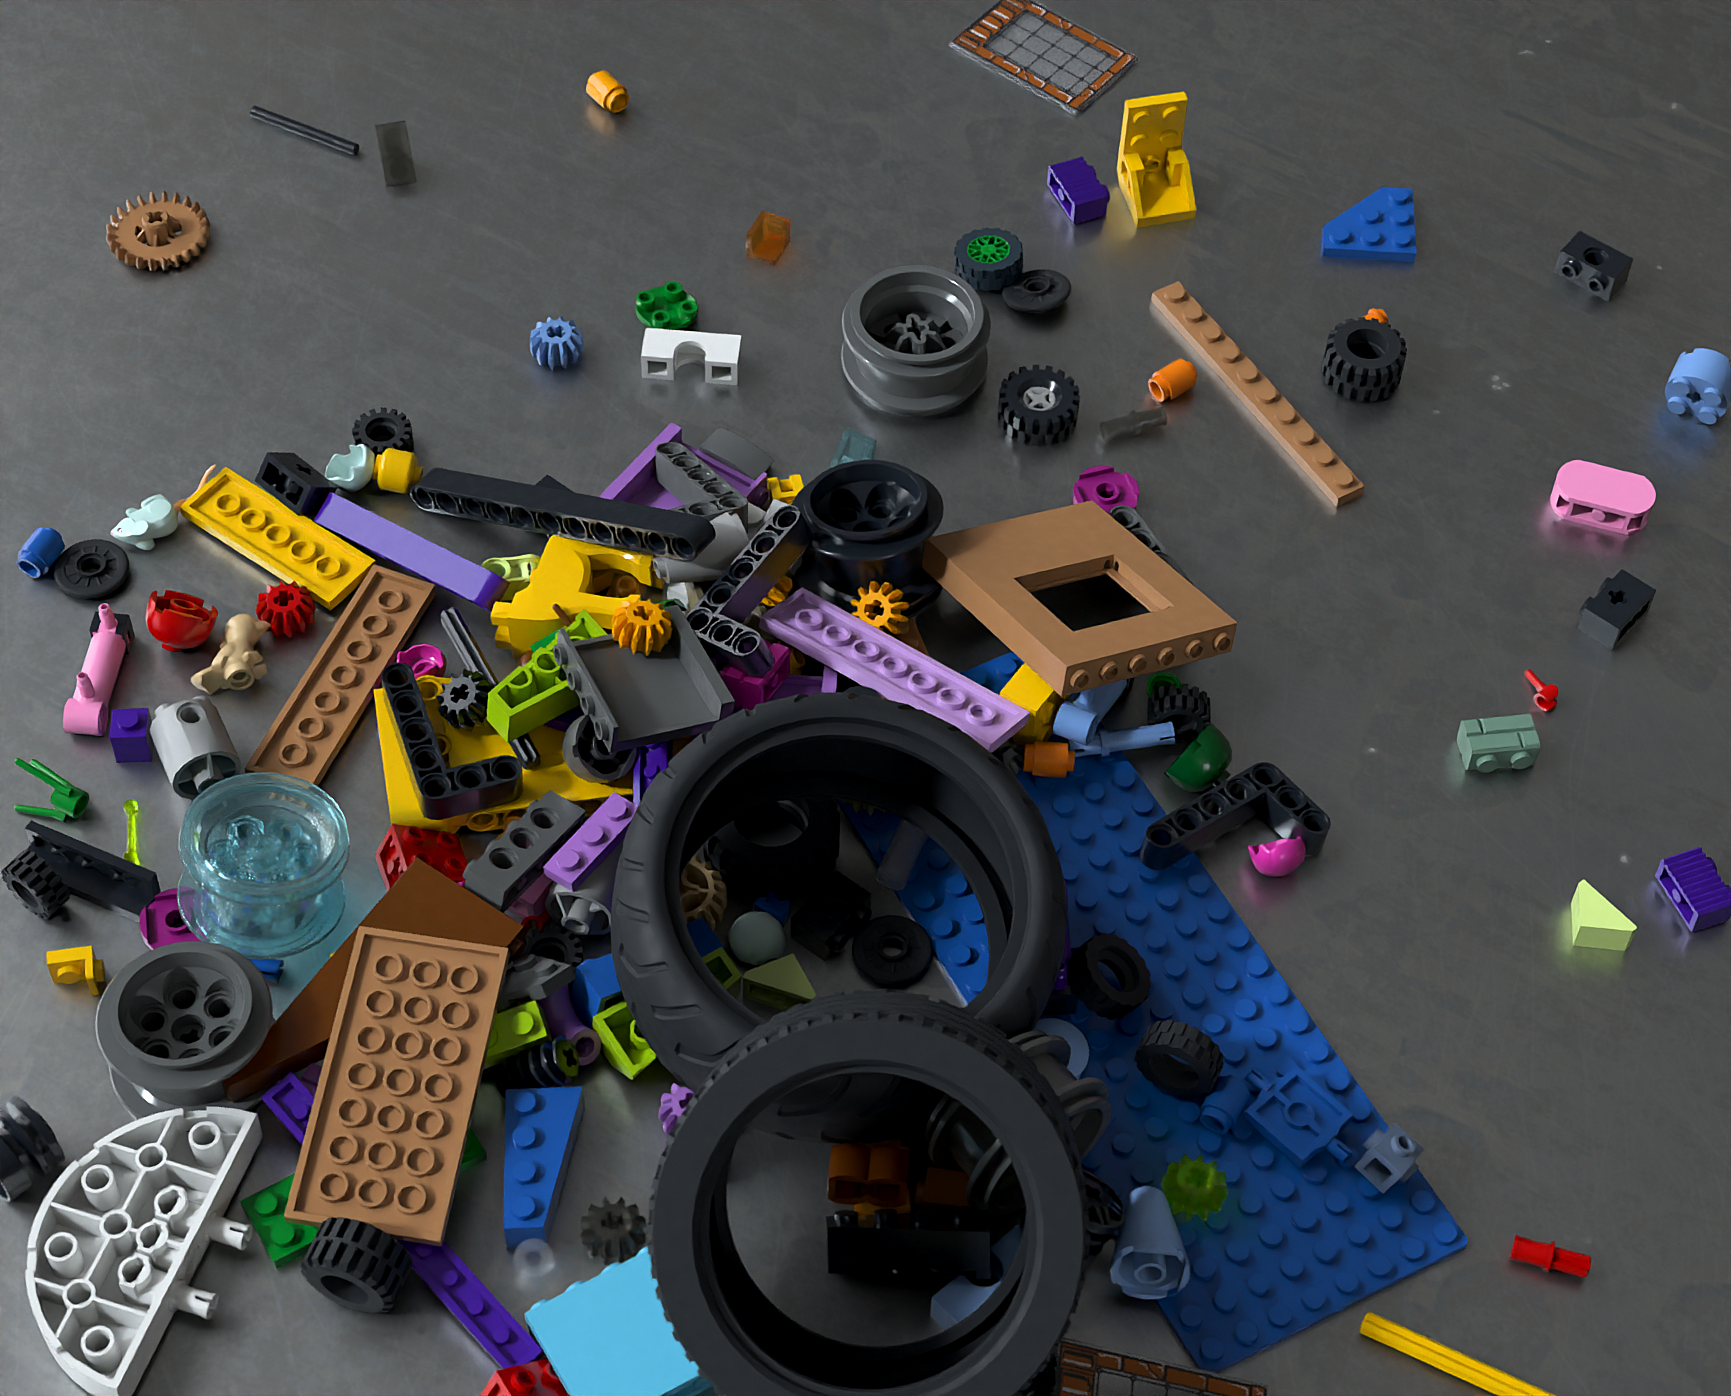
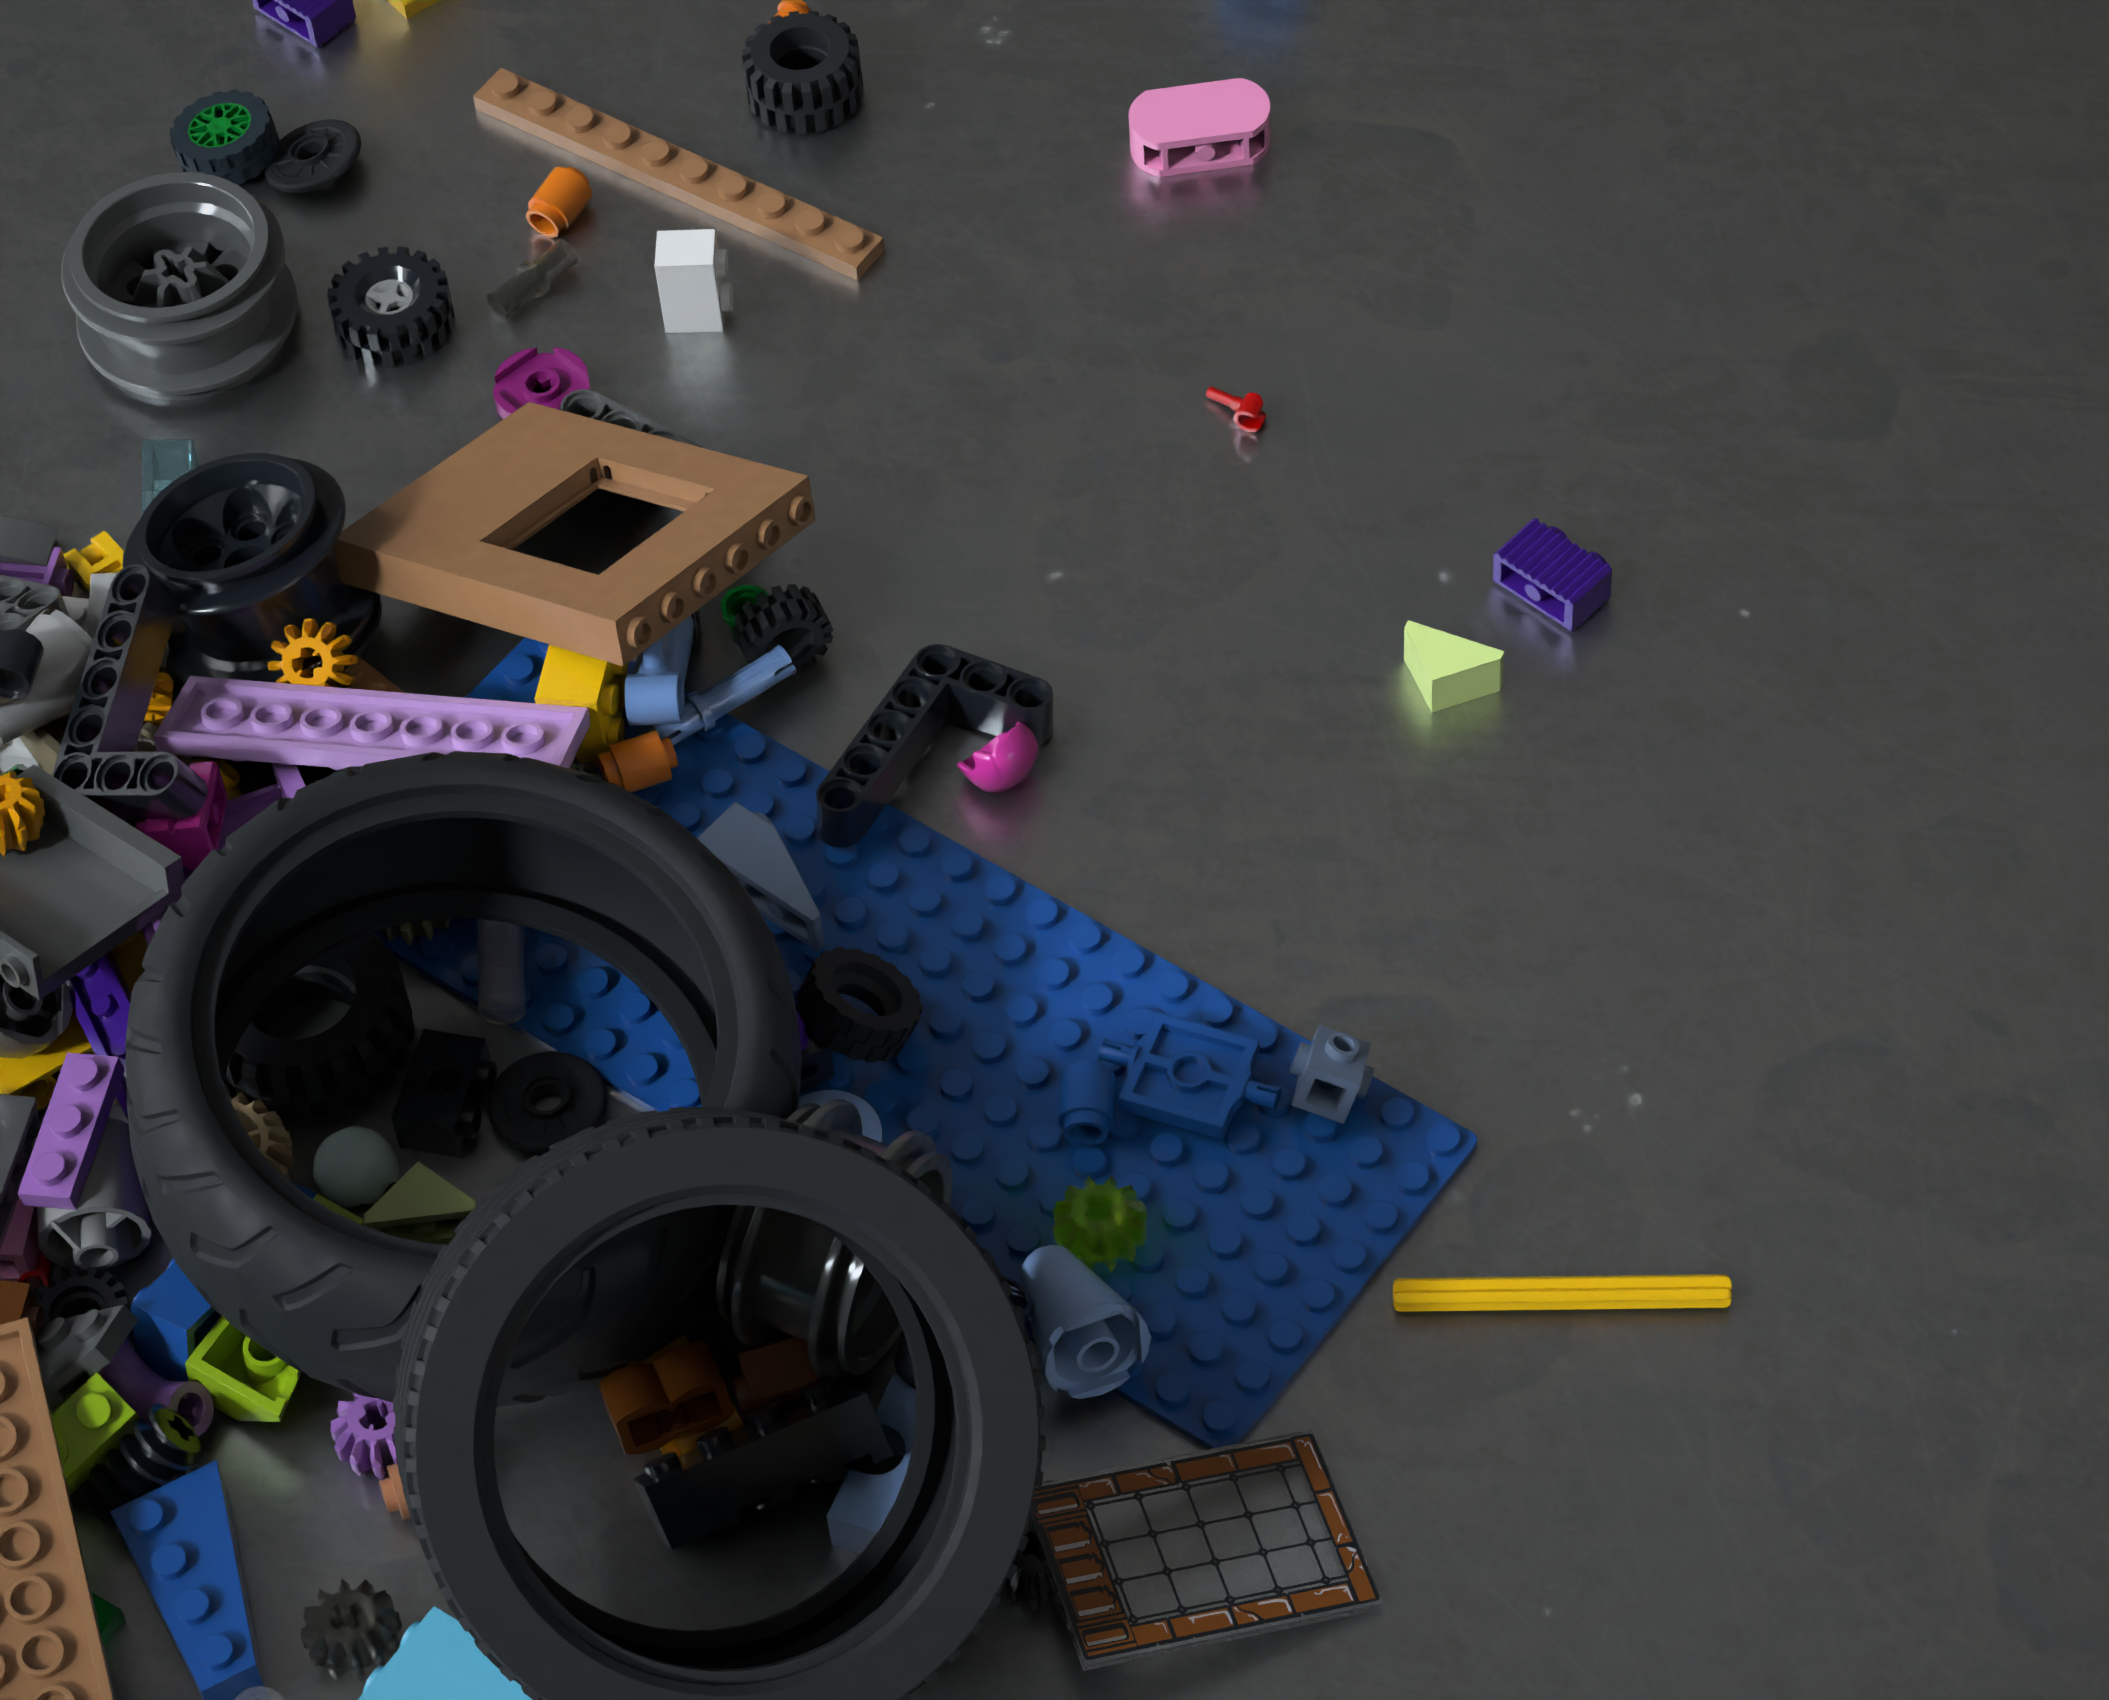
camera: 20 degrees left, 0 degrees up
(778, 909) = (364, 1116): blue tile -> none
(1087, 853) = (764, 868): none -> sand blue slope
(1186, 1043) = (1003, 1042): black tyre -> none
(1202, 762) = (844, 681): dark green cylinder -> none
(1229, 465) = (691, 281): none -> white brick
(1498, 742) = (1216, 495): sand green brick -> none
(1549, 1256) = (1588, 1109): red axle -> none
(1615, 609) = (1284, 263): black brick -> none

